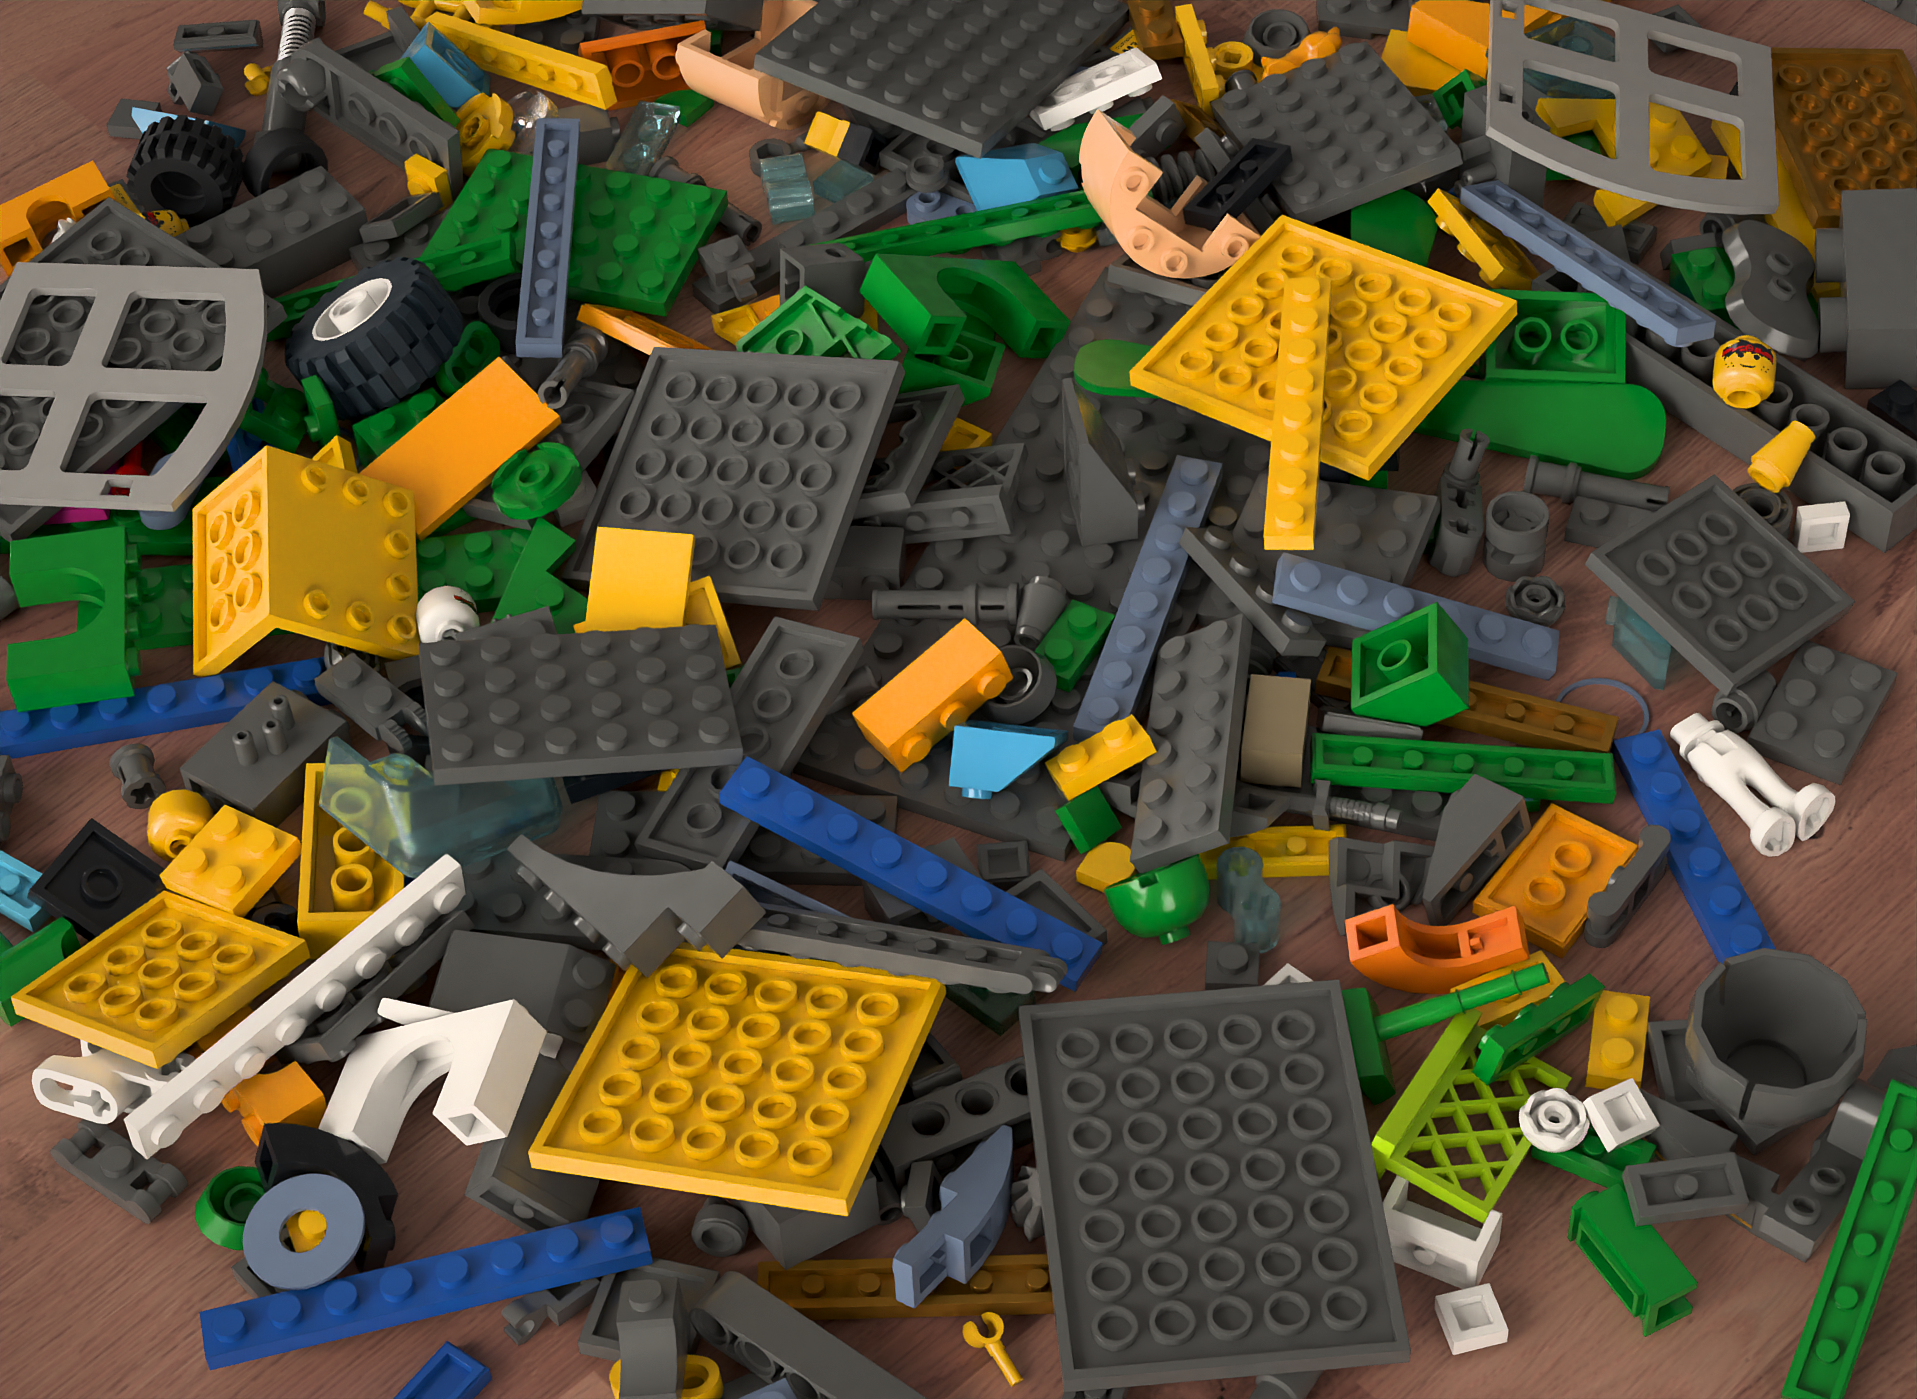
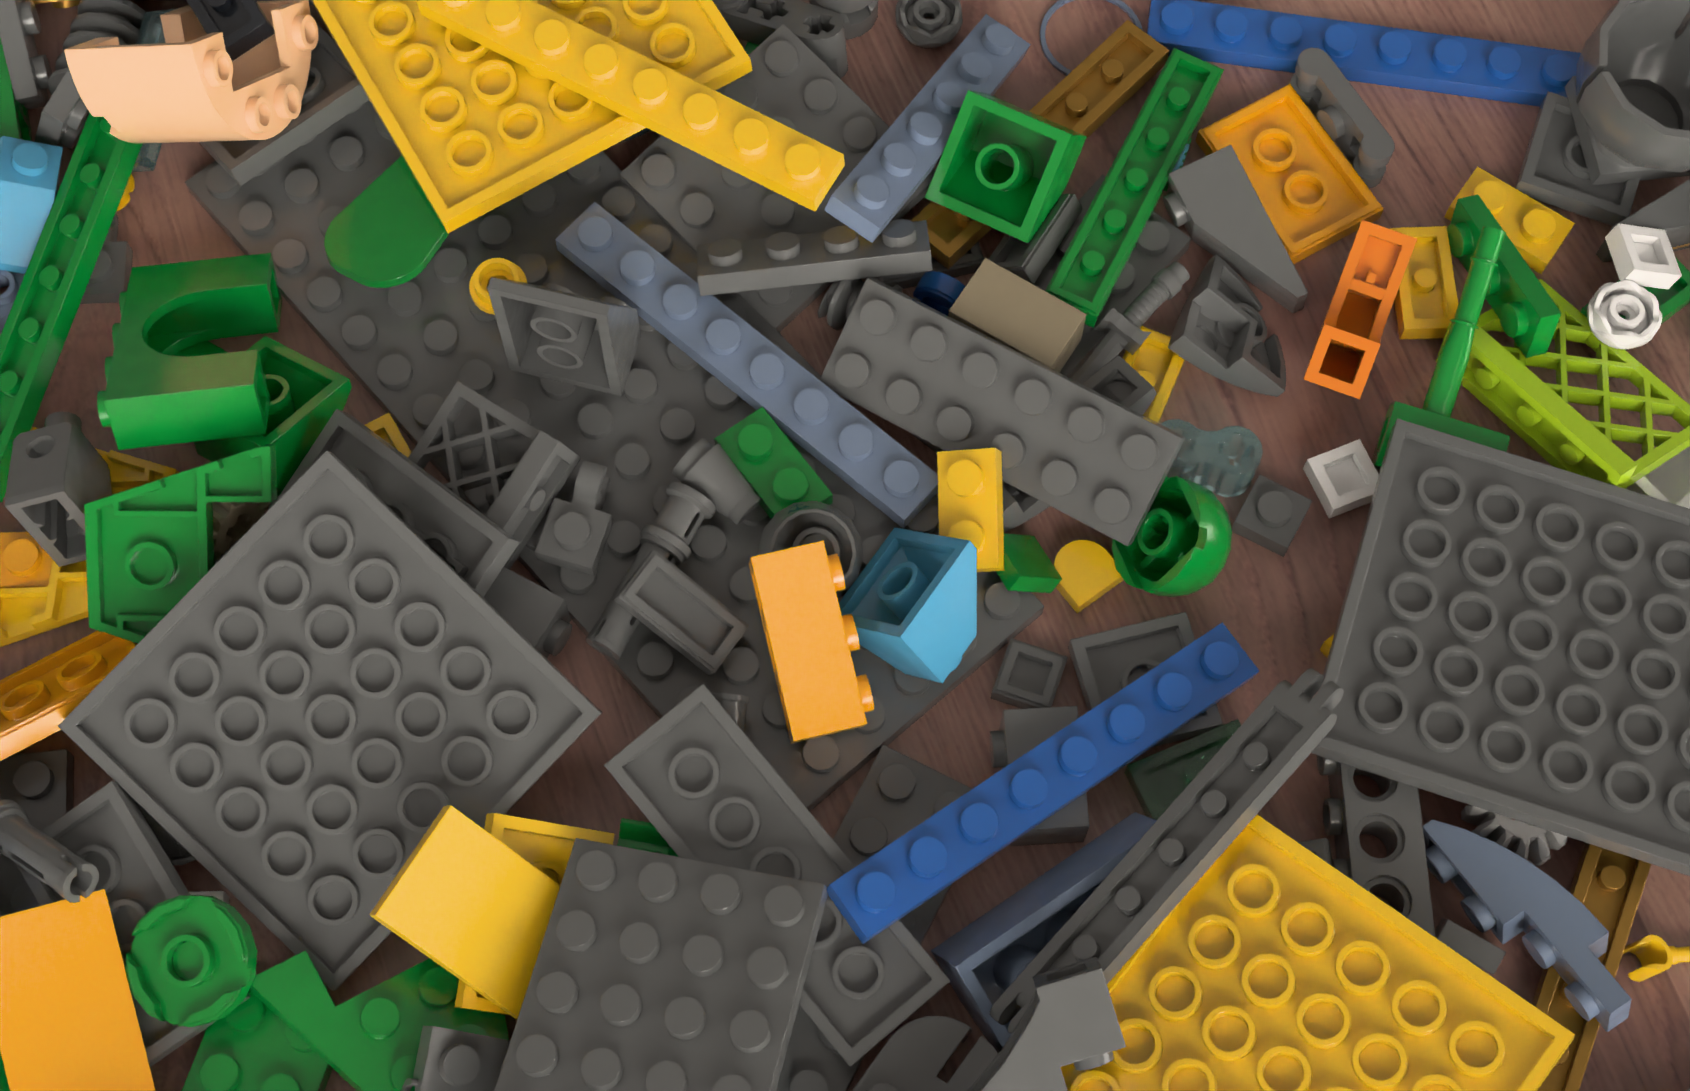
camera: 70 degrees left, 20 degrees up
(921, 620) = (681, 612): none -> dark grey tile
(959, 558) = (577, 529): none -> dark grey plate
(1130, 438) = (481, 277): none -> yellow plate

